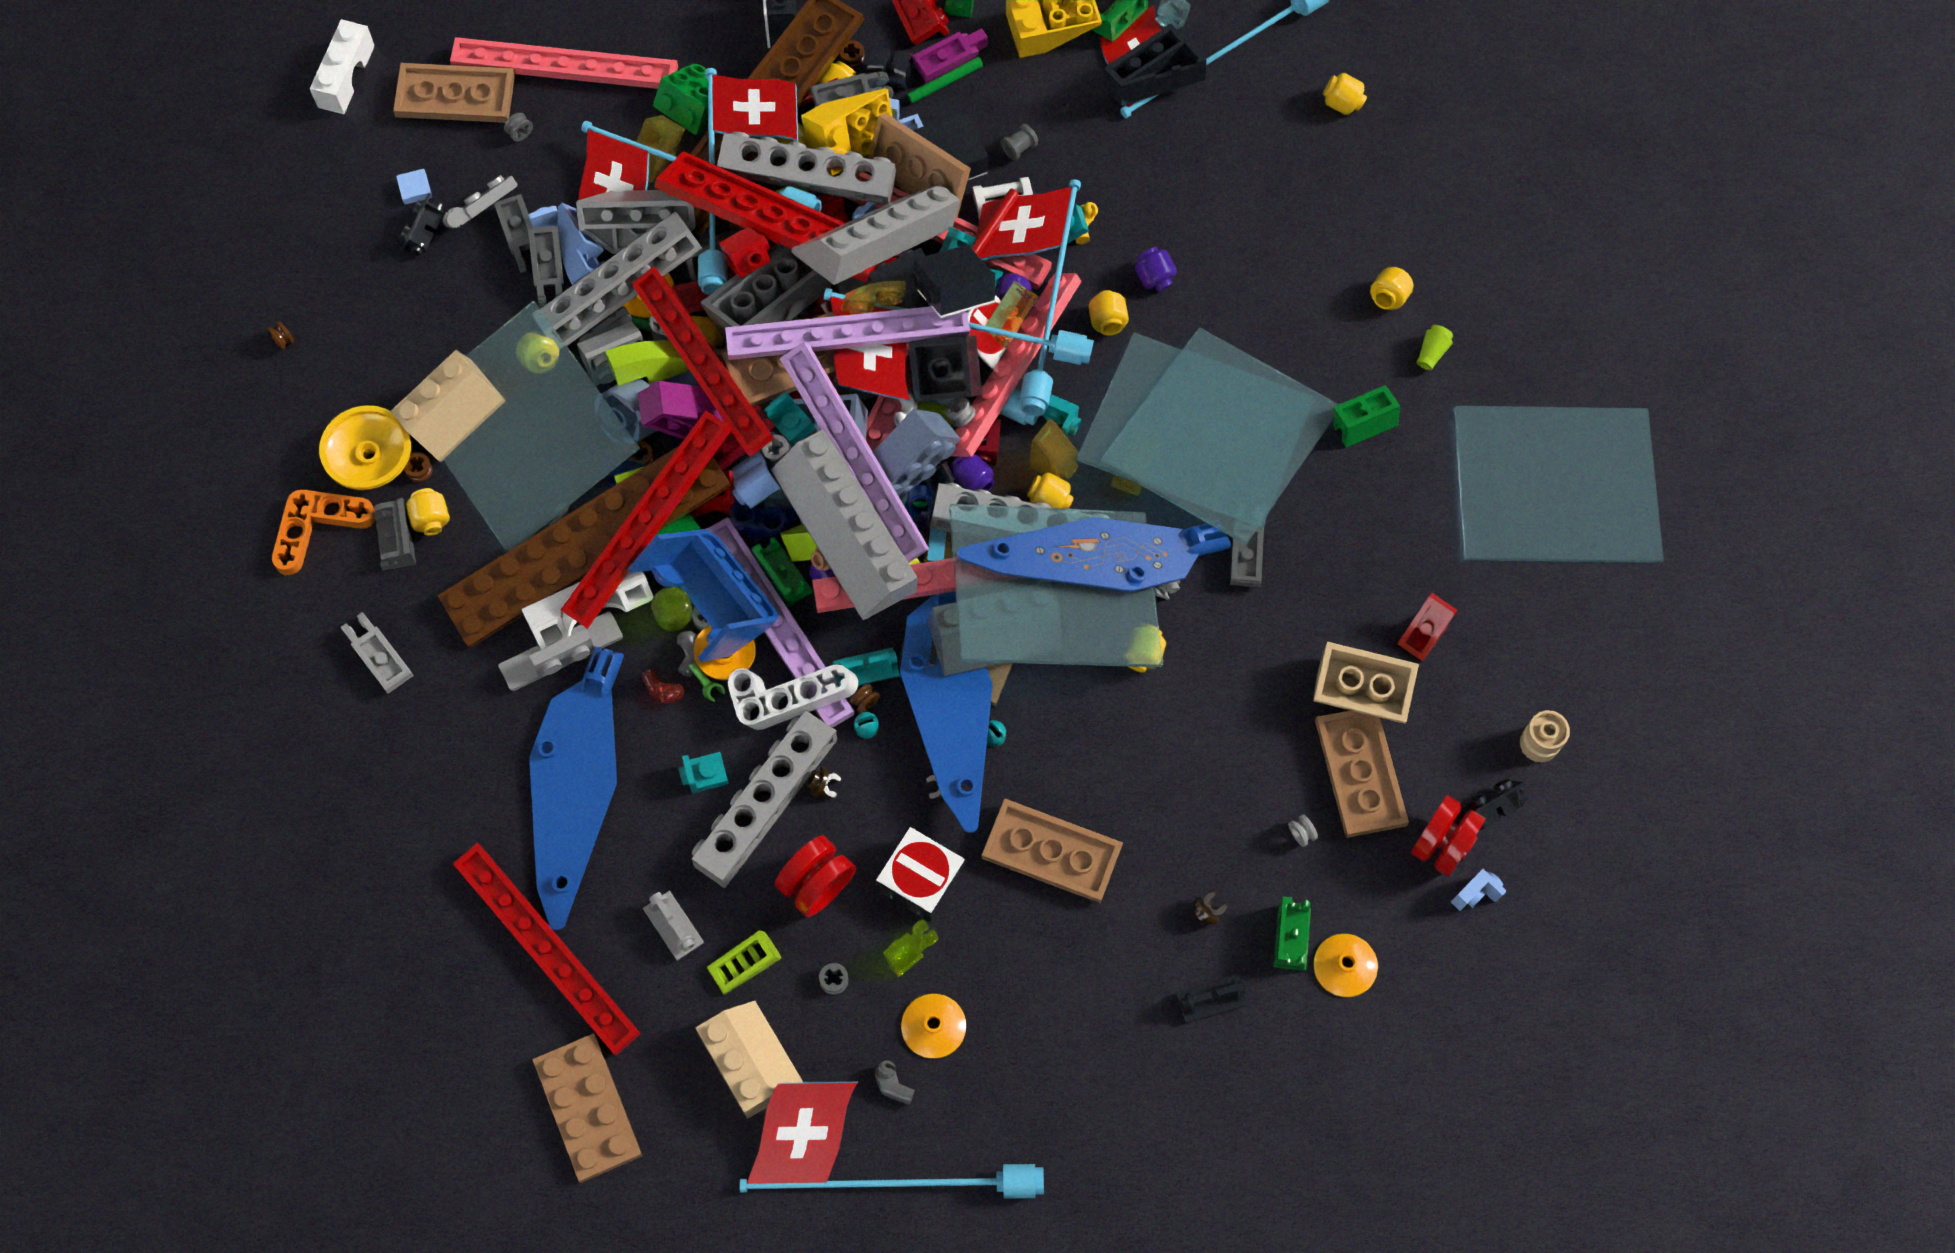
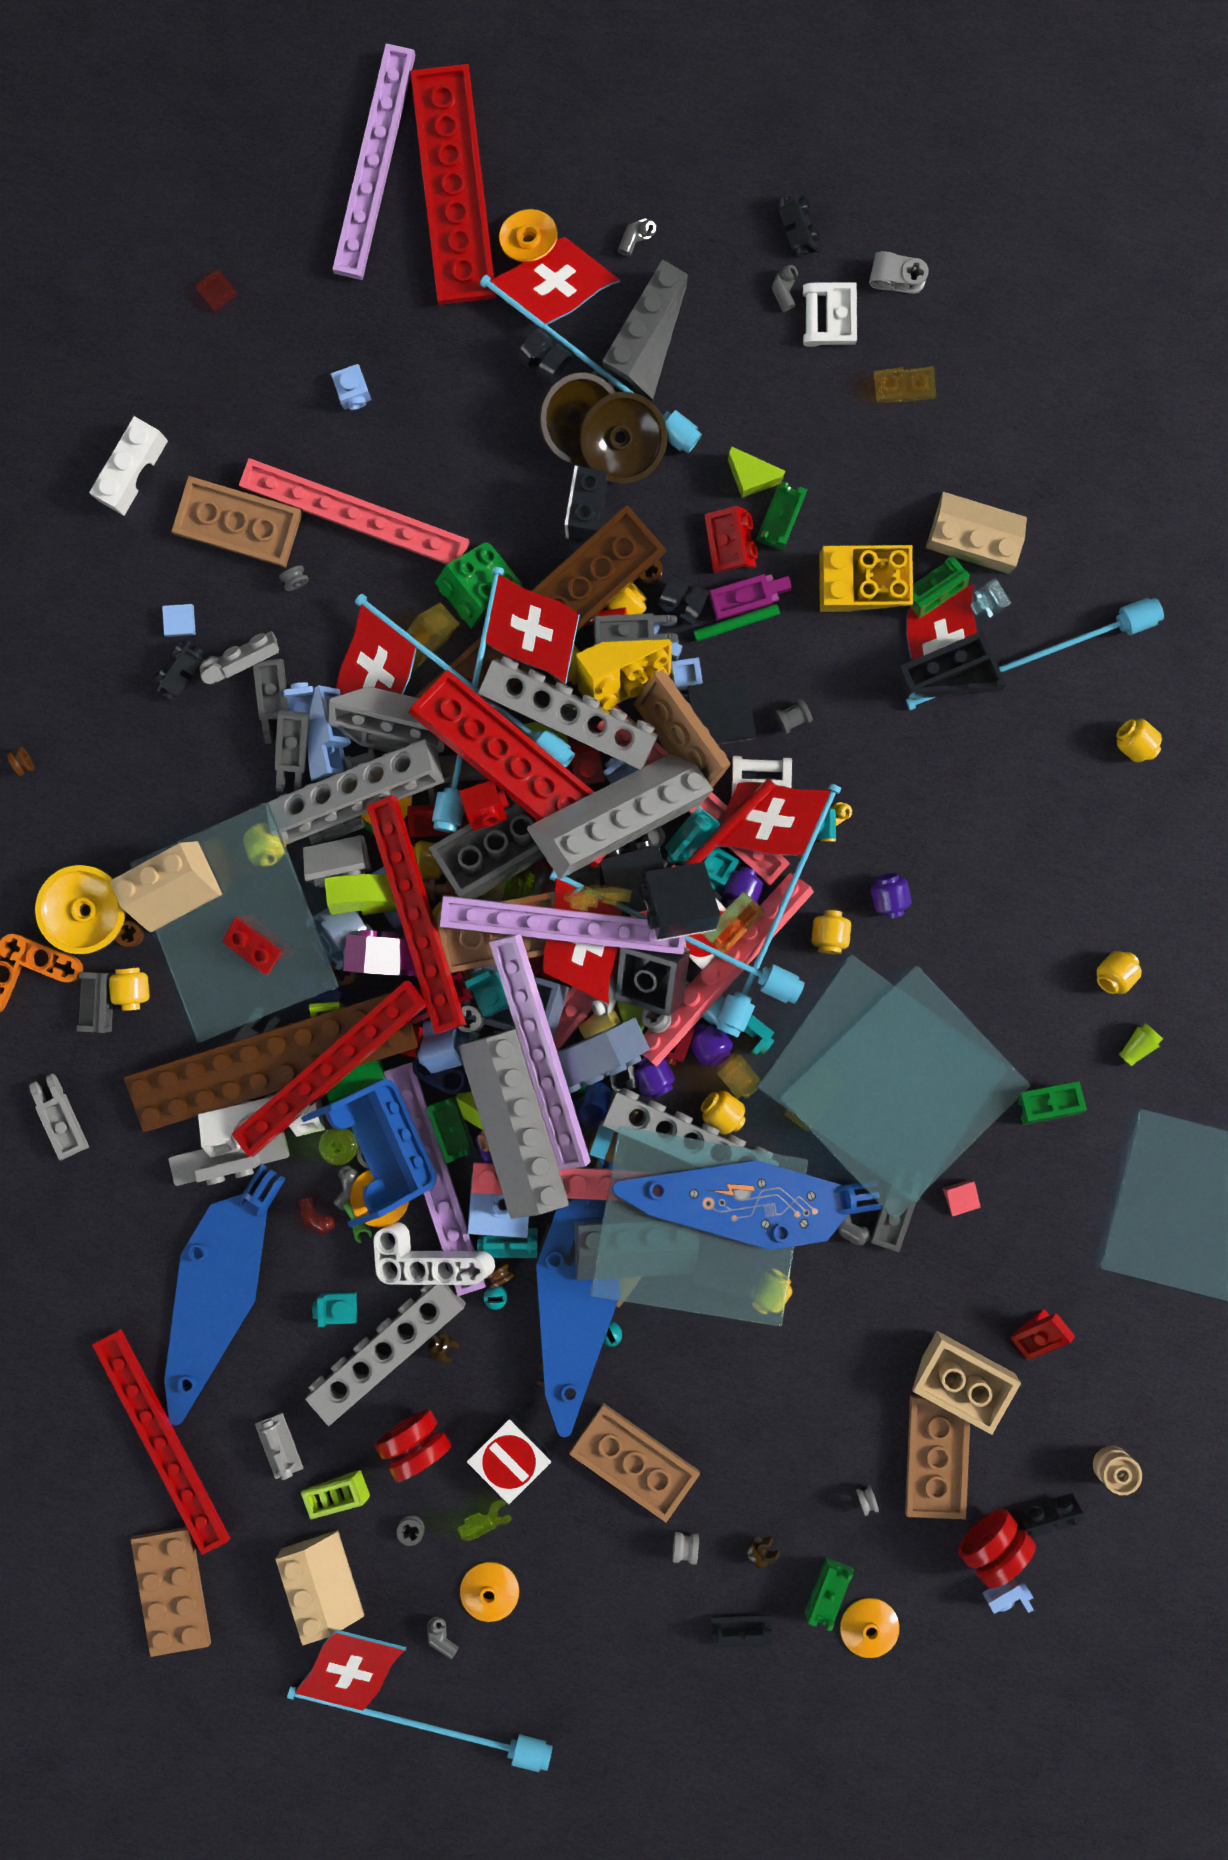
camera: 15 degrees right, 20 degrees up
(544, 438) = (251, 946): none -> red bracket
(847, 636) = (491, 1217): none -> light blue tile
(1017, 435) = (710, 1045): none -> dark purple head
(1129, 923) = (685, 1548): none -> light grey wheel
(1208, 577) = (854, 1233): none -> dark grey arm
(1307, 522) = (962, 1197): none -> coral slope

